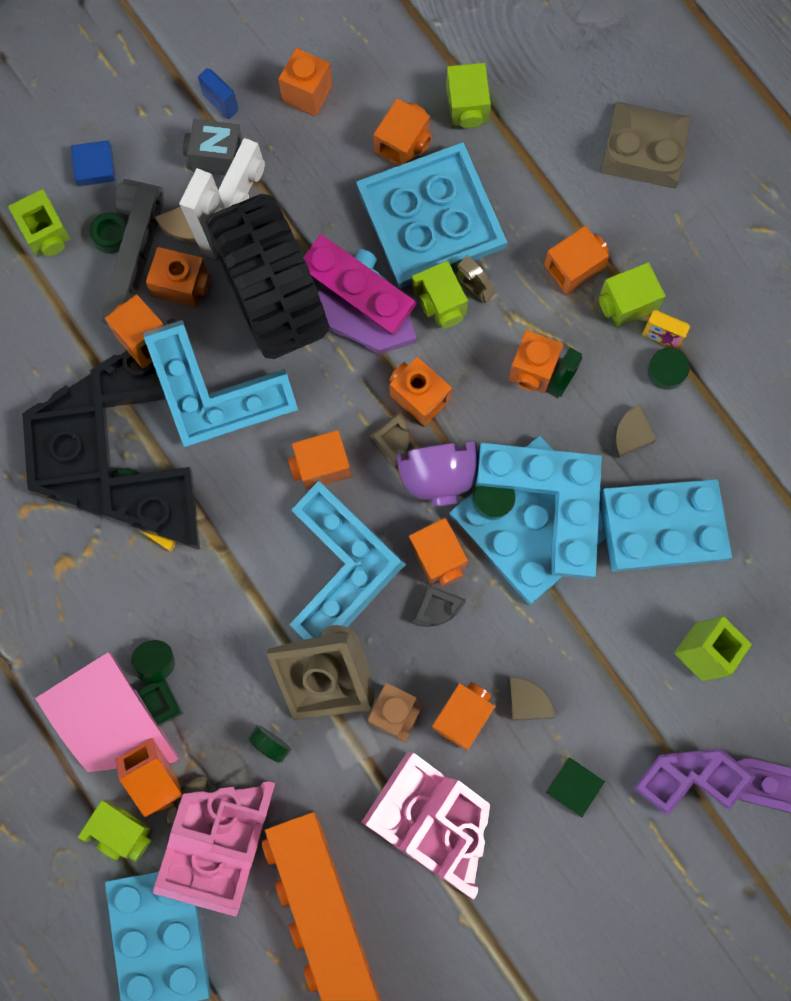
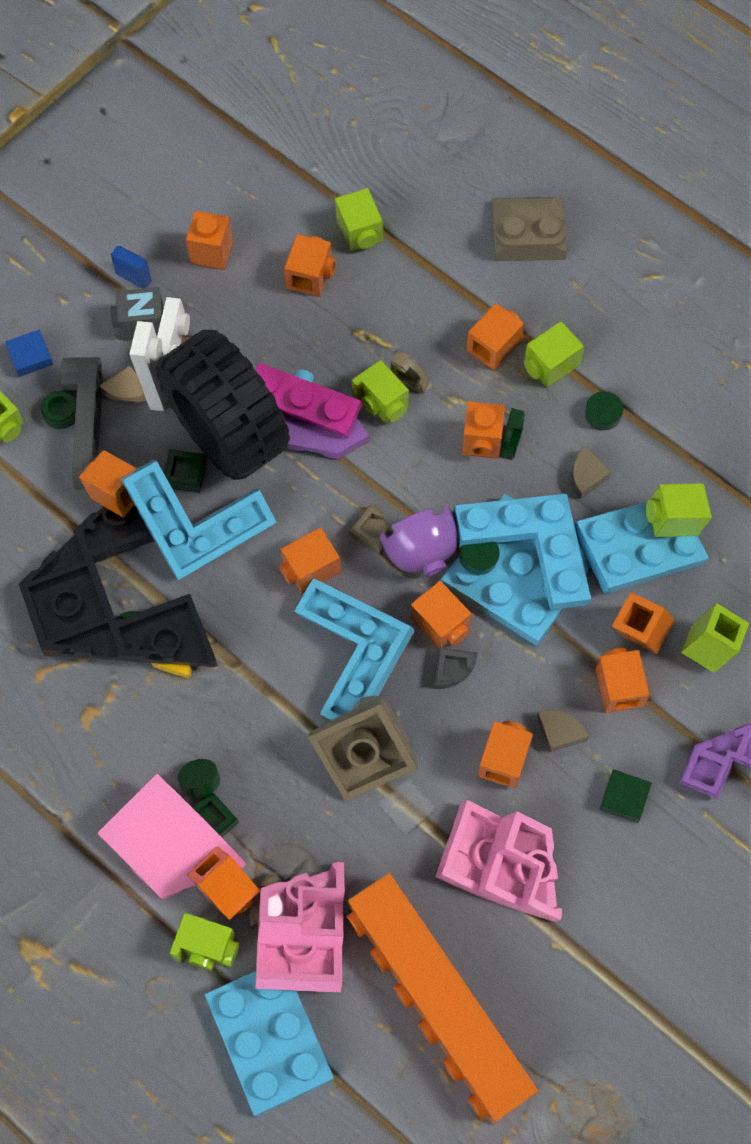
camera: 15 degrees left, 10 degrees down
(178, 277) = (135, 432): orange brick -> none
(219, 329) = (185, 470): none -> dark green tile
(269, 744) = (329, 826): dark green tile -> none
(395, 712) = (440, 767): medium nougat brick -> none
(419, 390) = (384, 479): orange brick -> none
(431, 213) = (352, 326): medium azure plate -> none
(604, 666) = (622, 680): none -> orange brick
(642, 614) = (643, 623): none -> orange brick
(666, 329) = (592, 376): yellow tile -> none
(713, 503) = (678, 510): none -> lime brick

